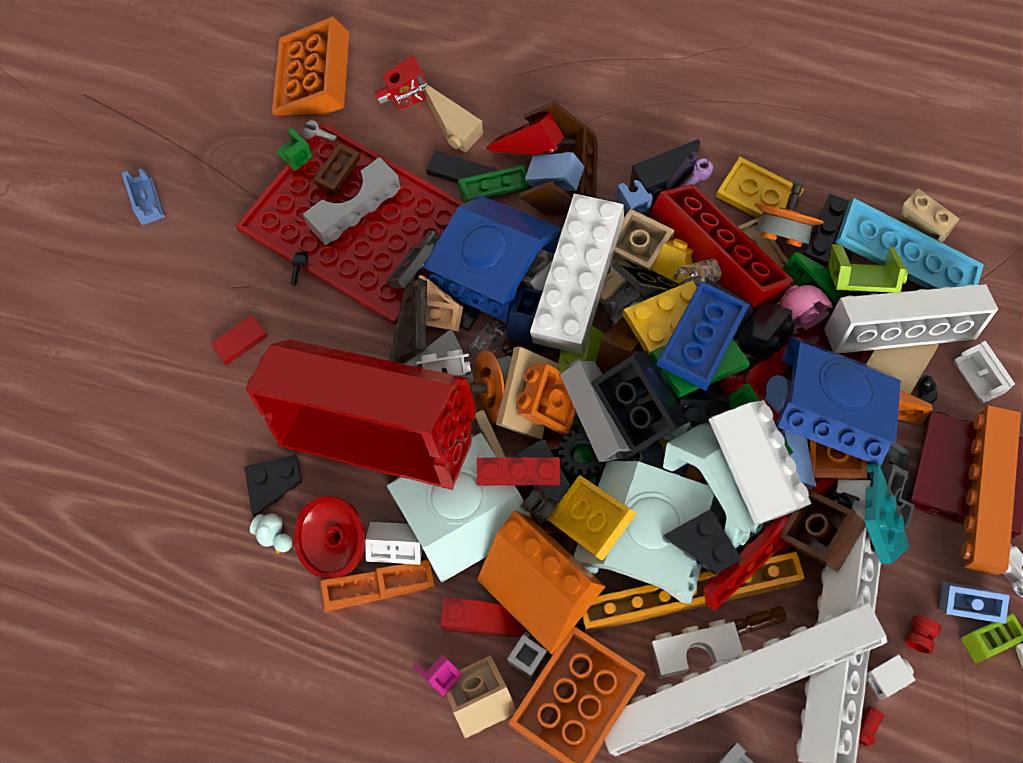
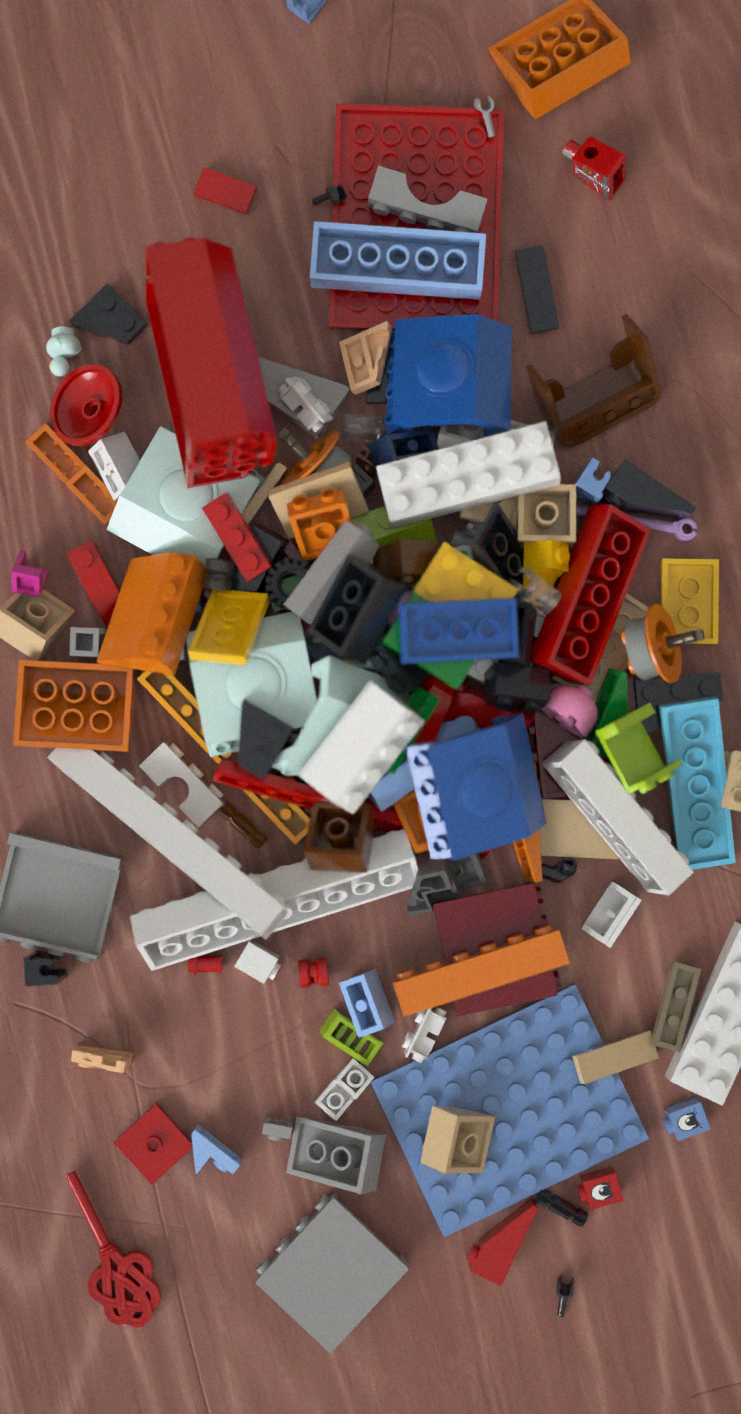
camera: 60 degrees right, 20 degrees up
(296, 151) = (449, 105): green panel -> none
(337, 168) = (455, 162): reddish brown plate -> none
(379, 241) = (397, 260): none -> light blue brick
(411, 323) = (332, 345): clear smoke wing -> none
(413, 261) = (398, 306): dark grey hinge -> none
(456, 123) = (585, 248): tan slope -> none
(494, 183) = (537, 331): green tile -> none
(530, 139) = (605, 335): red slope -> none
(560, 169) = (583, 383): light blue brick -> none
(844, 499) = (380, 844): black hand -> none
(882, 519) = (386, 887): teal wing -> none

